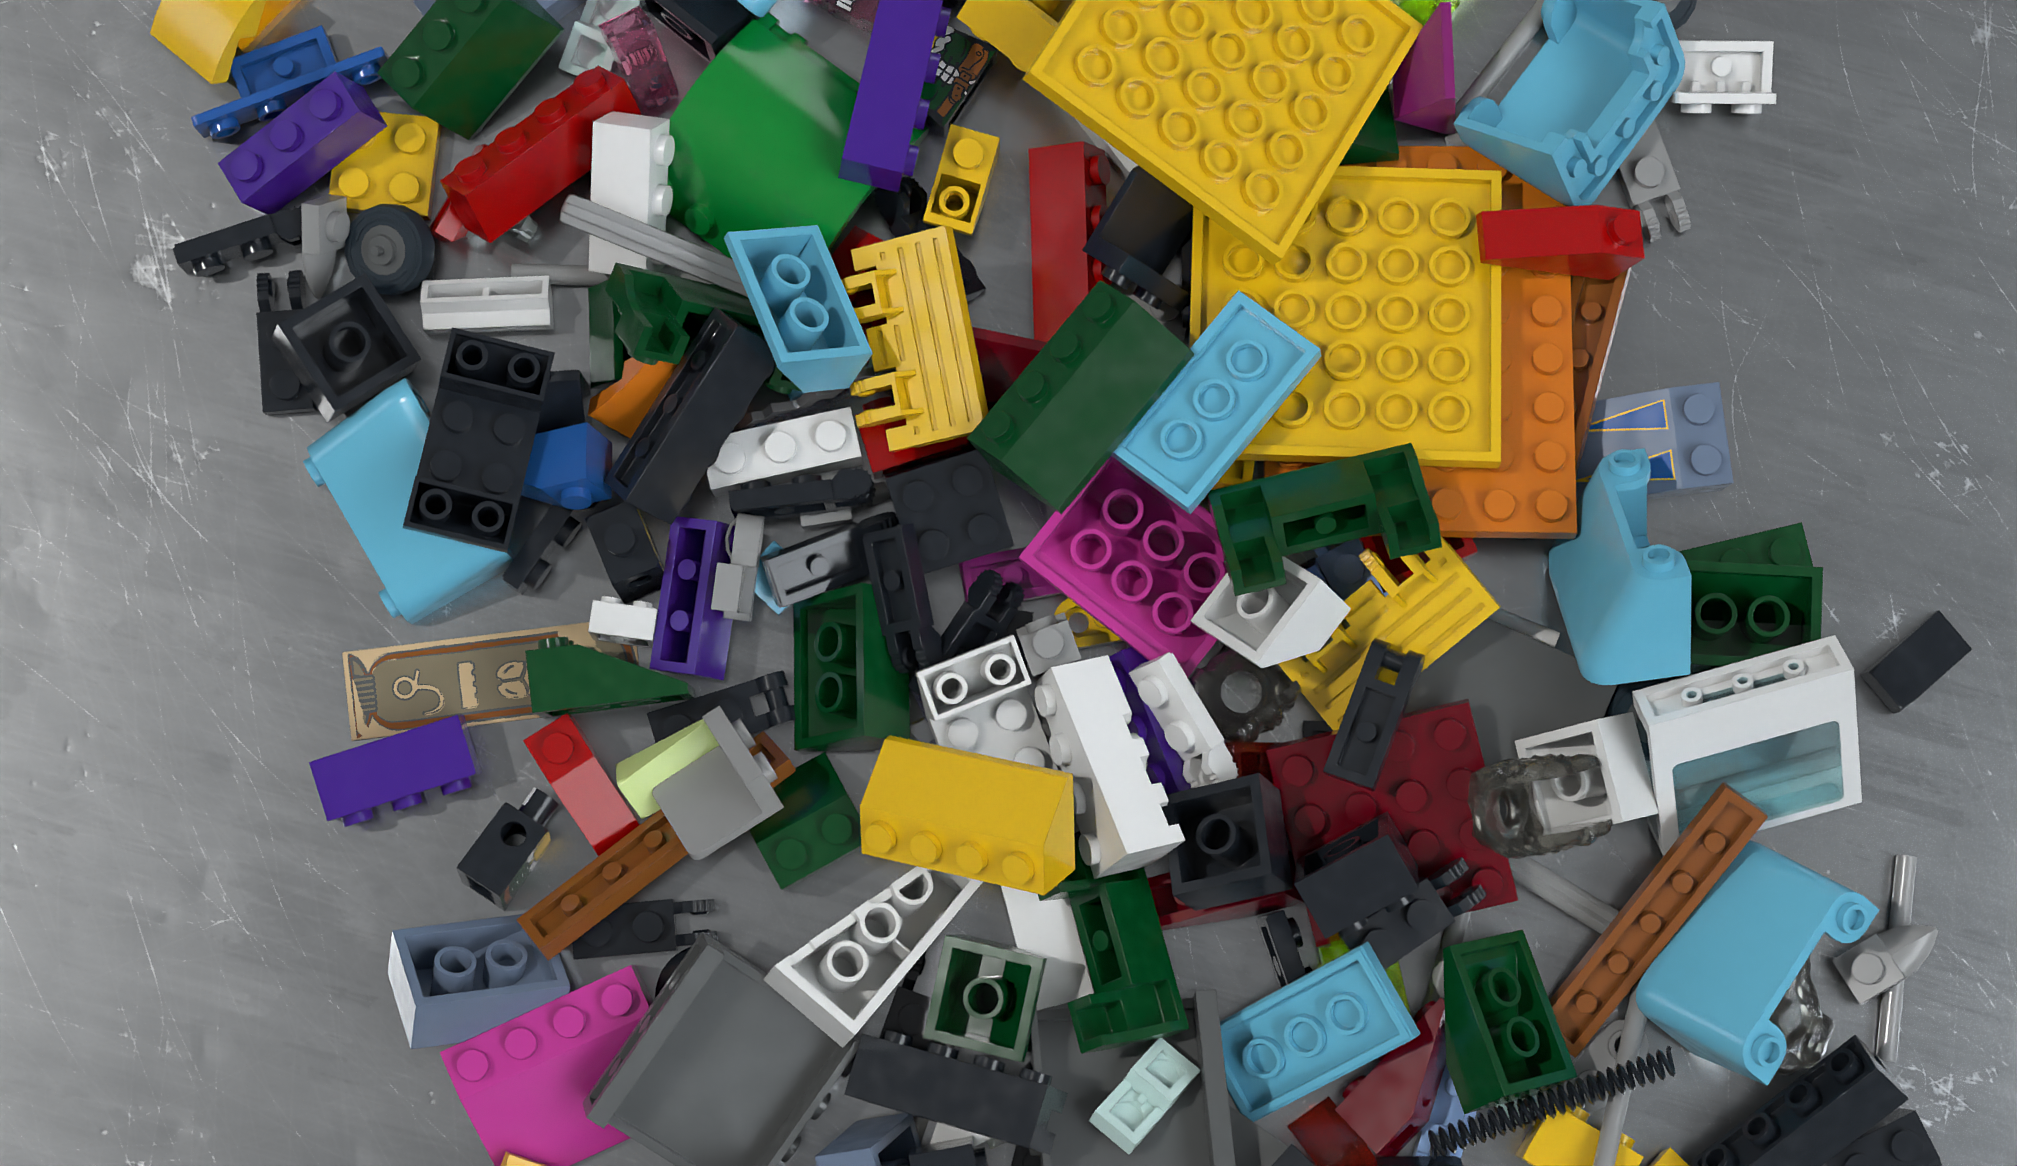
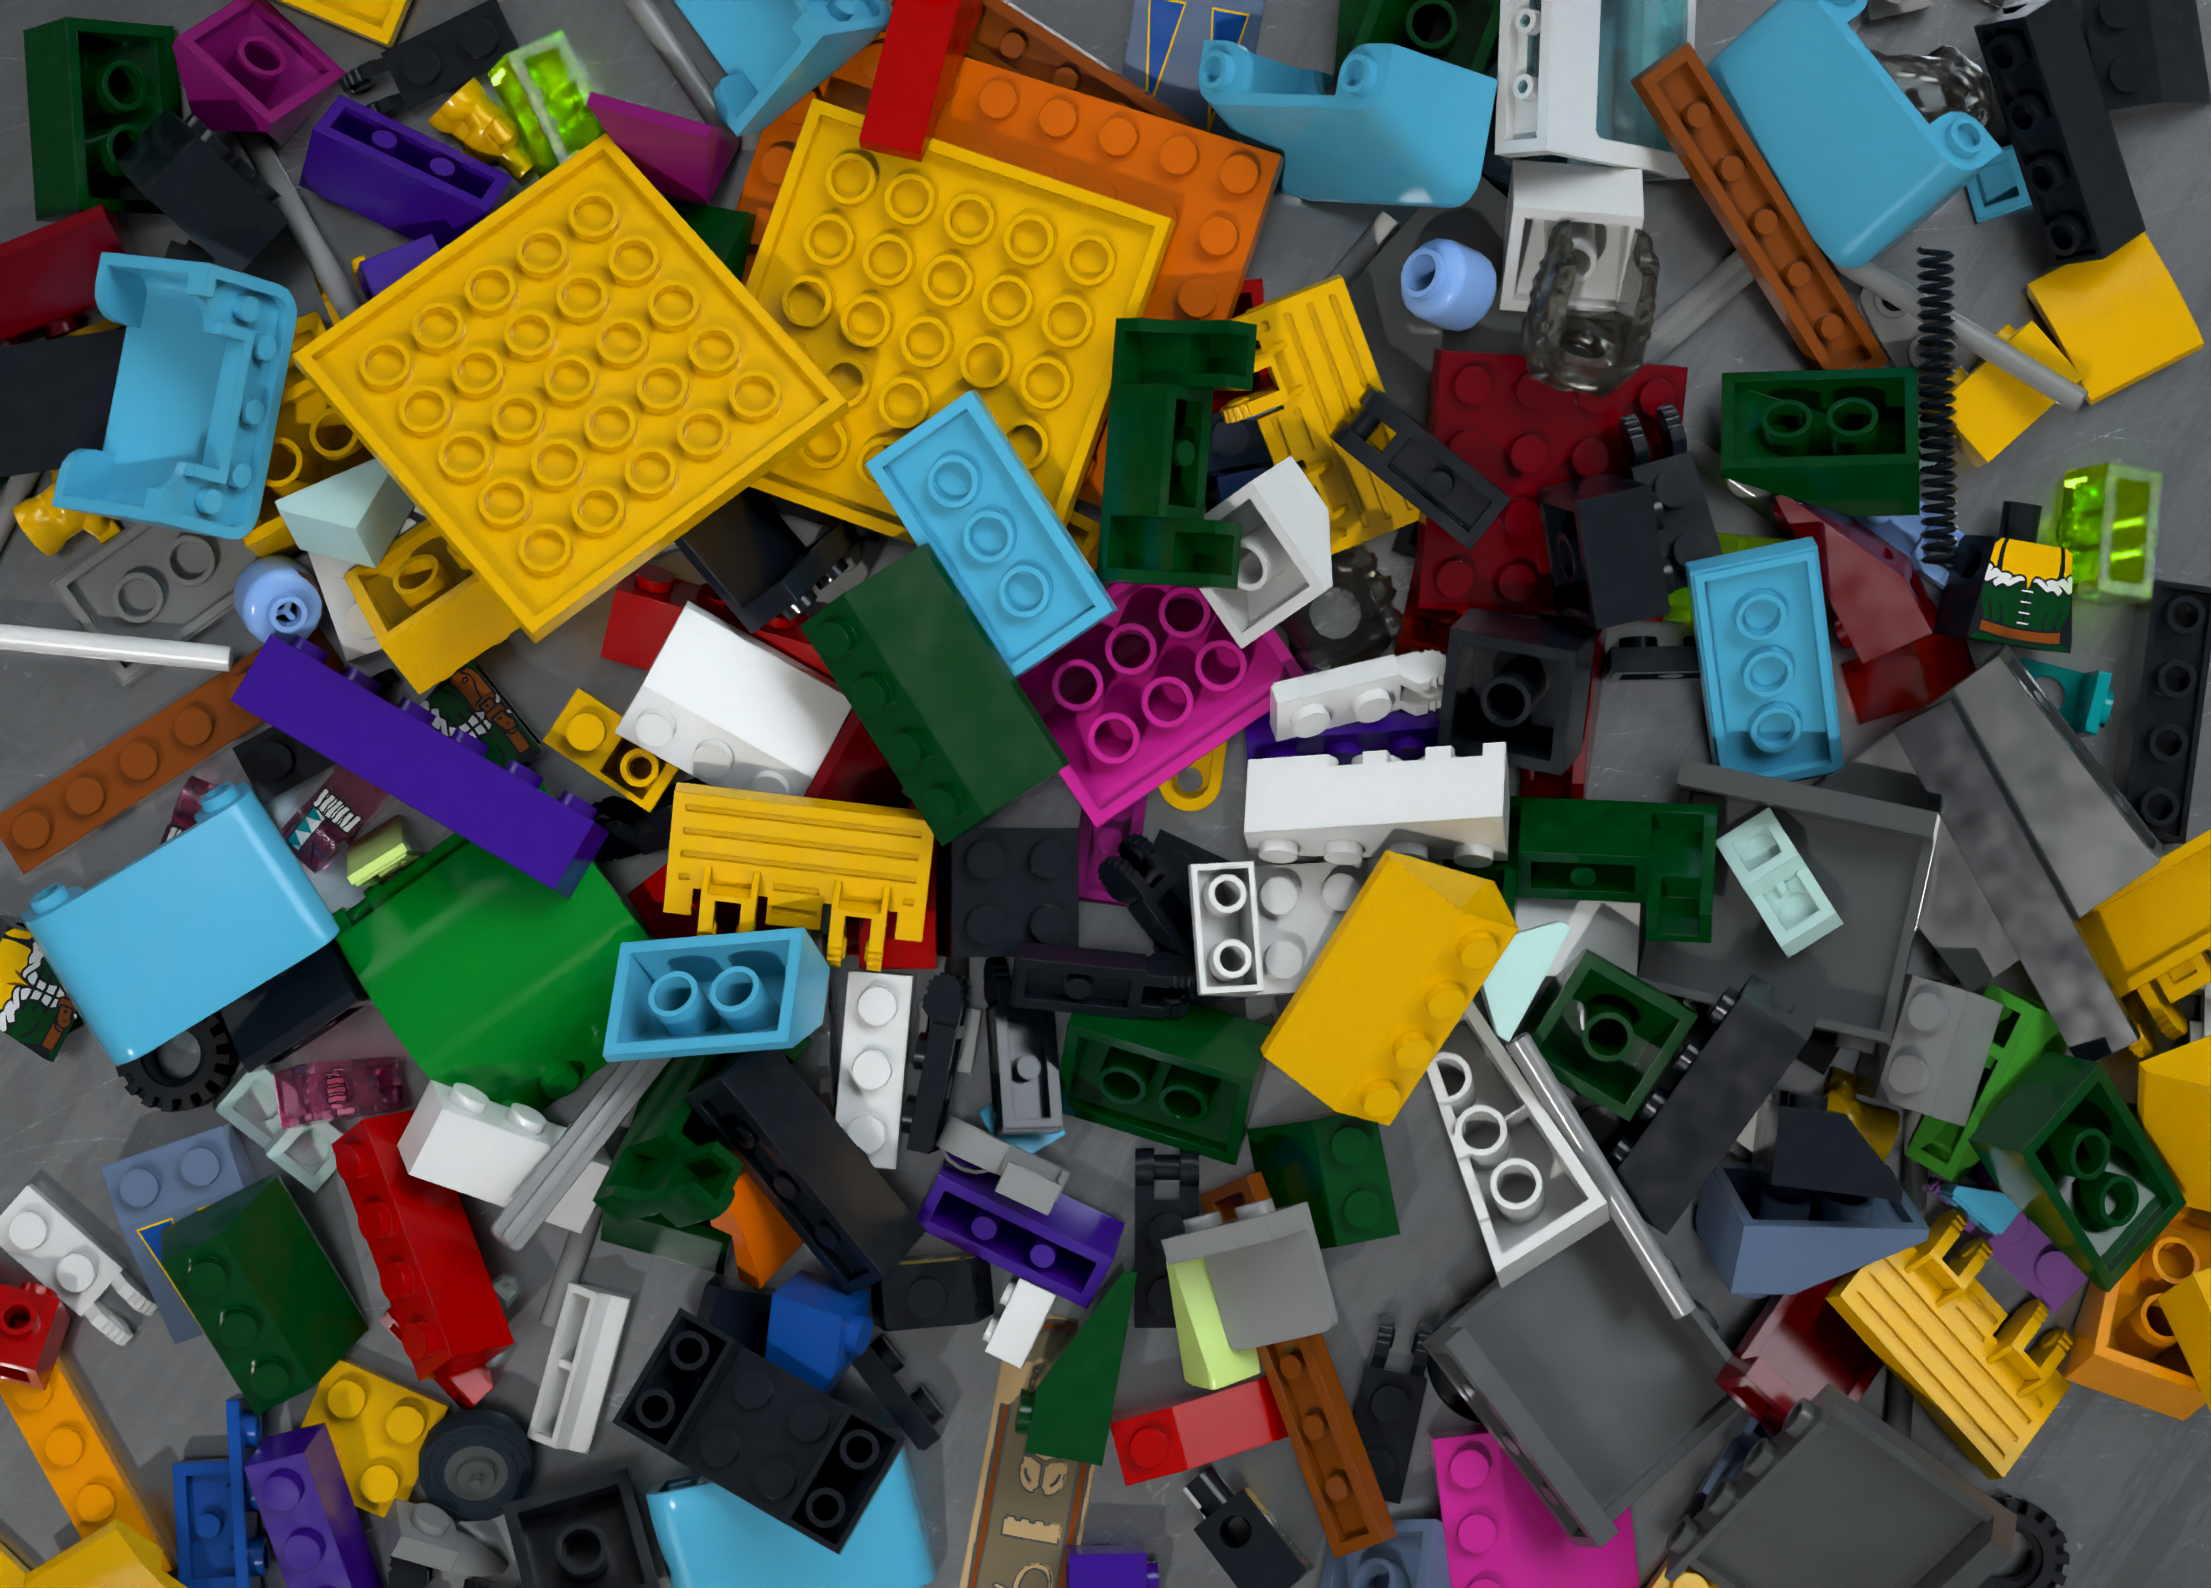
camera: 65 degrees left, 5 degrees up
(828, 36) = (383, 852): none -> yellowish green slope
(874, 1027) = (1594, 1162): none -> light grey piece
(1012, 913) = (1519, 975): none -> light aqua slope
(1021, 254) = (733, 709): none -> white slope
(1048, 643) = (1209, 824): light grey brick -> none
(1520, 692) = (1448, 284): none -> light blue head
(1737, 1099) = (1999, 188): none -> medium azure slope

